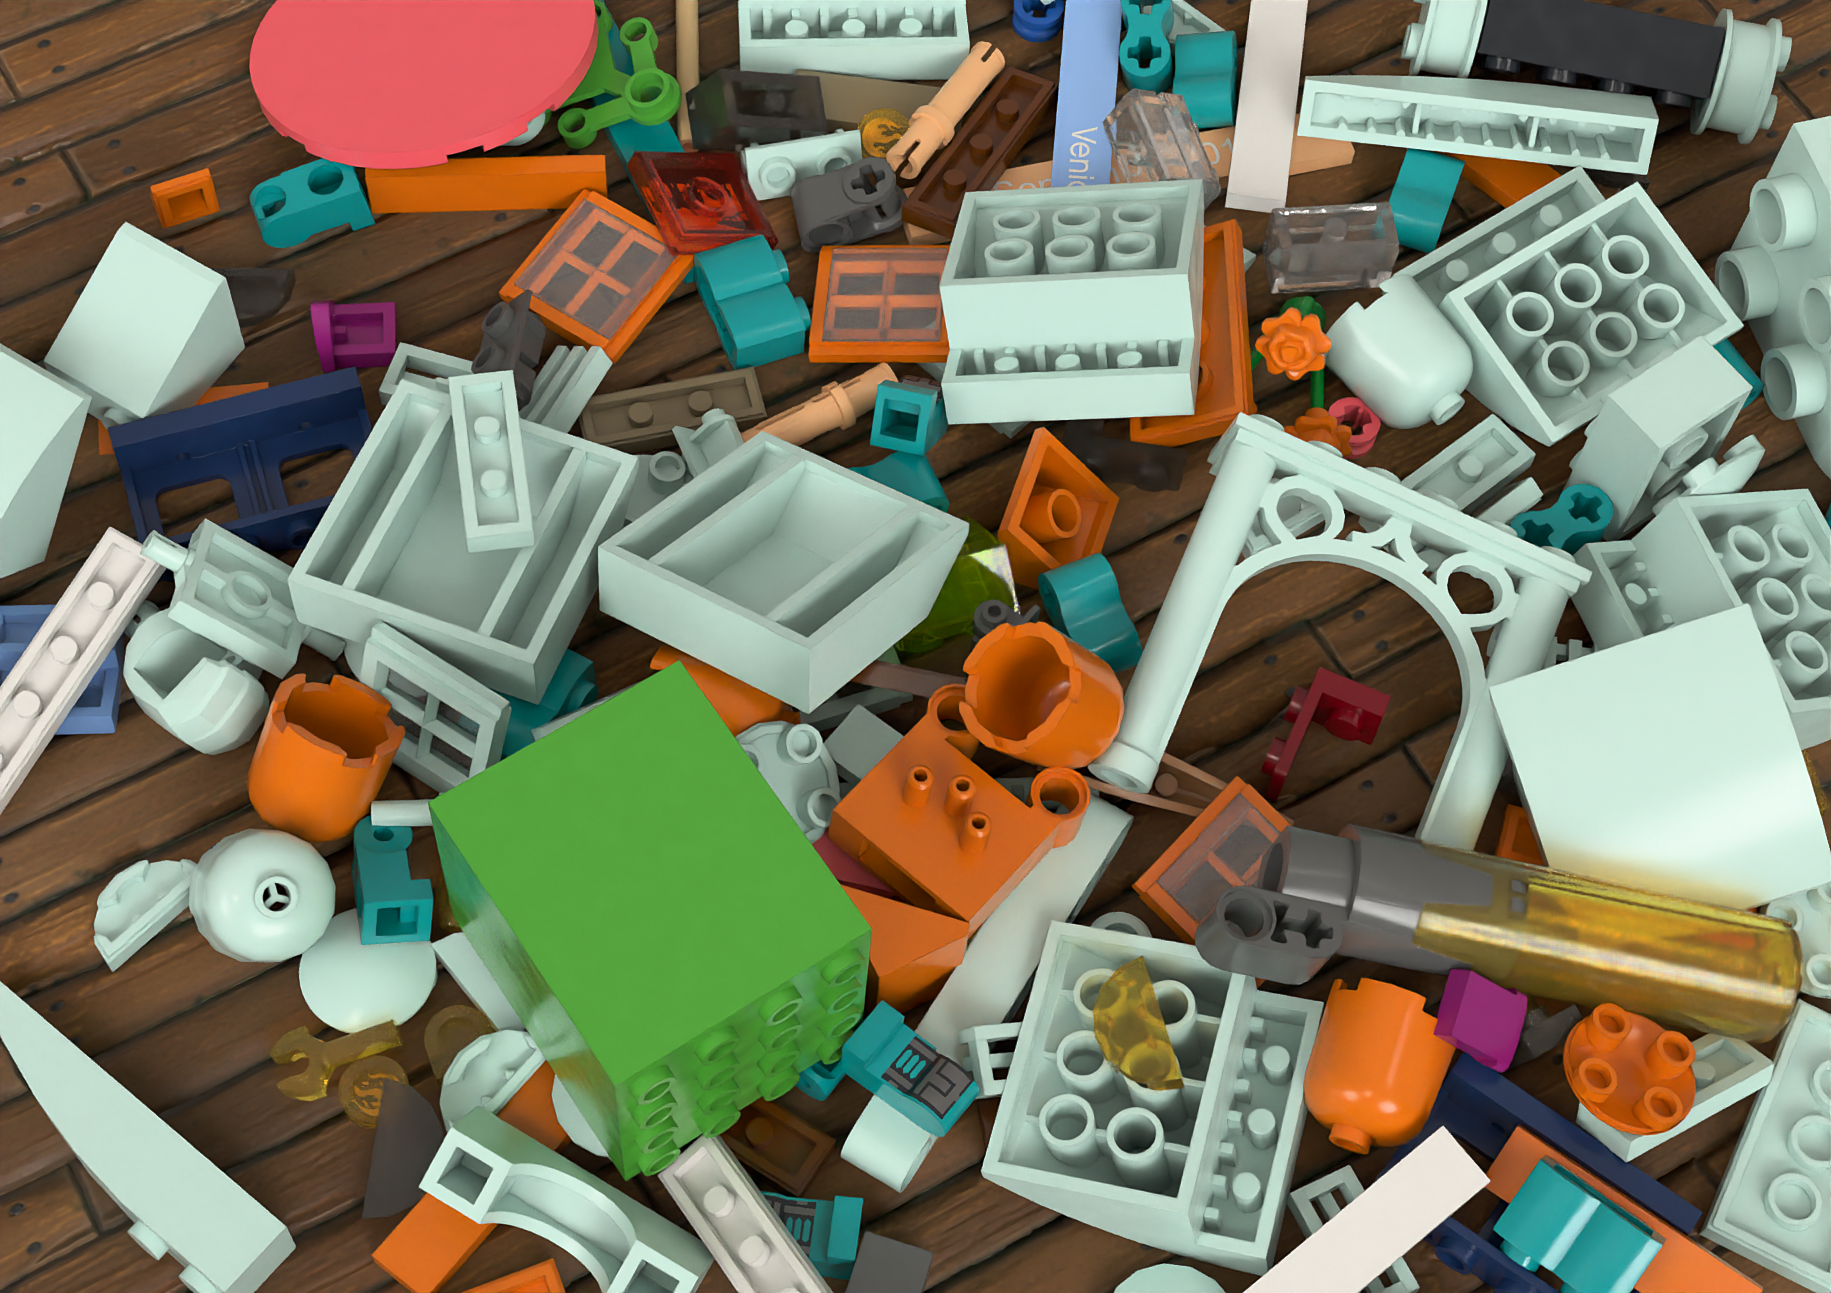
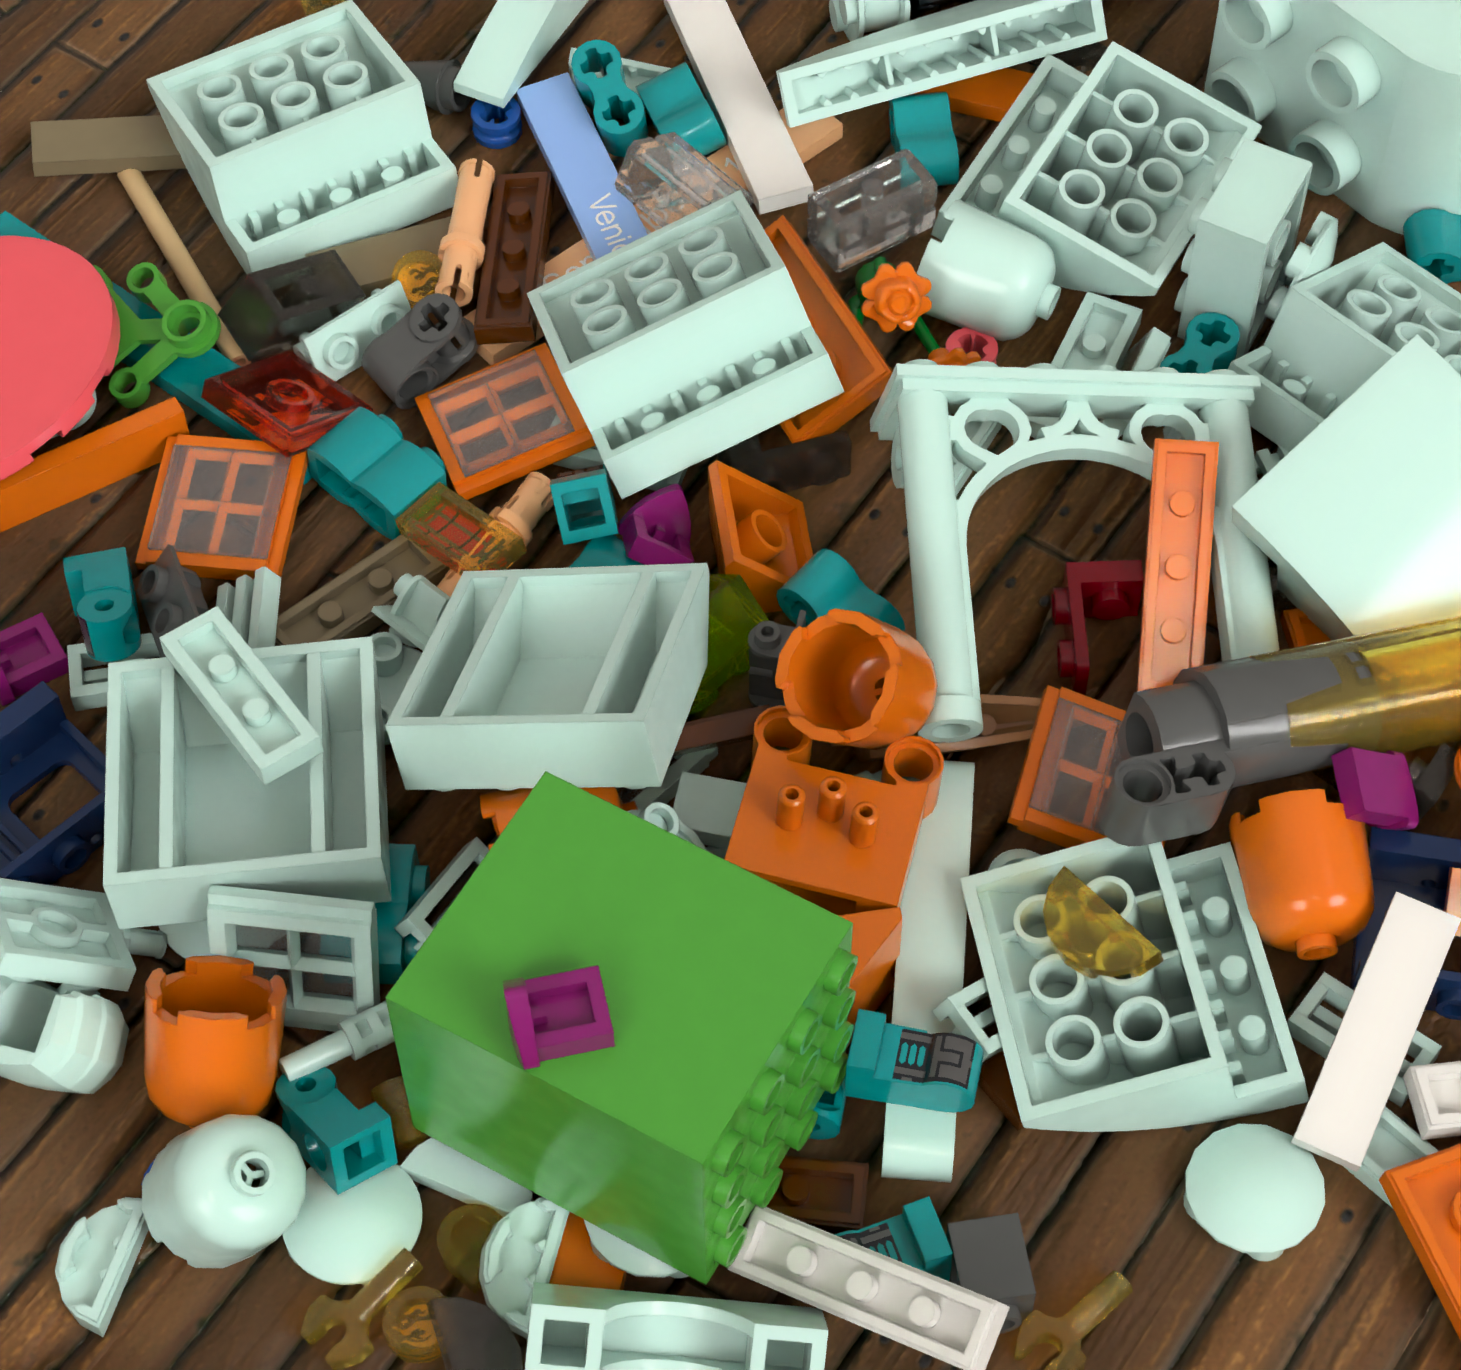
camera: 20 degrees left, 5 degrees down
(450, 320) = (105, 603): none -> teal leg
(559, 889) = (558, 1015): none -> magenta tile
(787, 392) = (459, 532): none -> clear yellow tile
(965, 471) = (658, 528): none -> magenta tile
(1420, 715) = (1177, 560): none -> orange tile

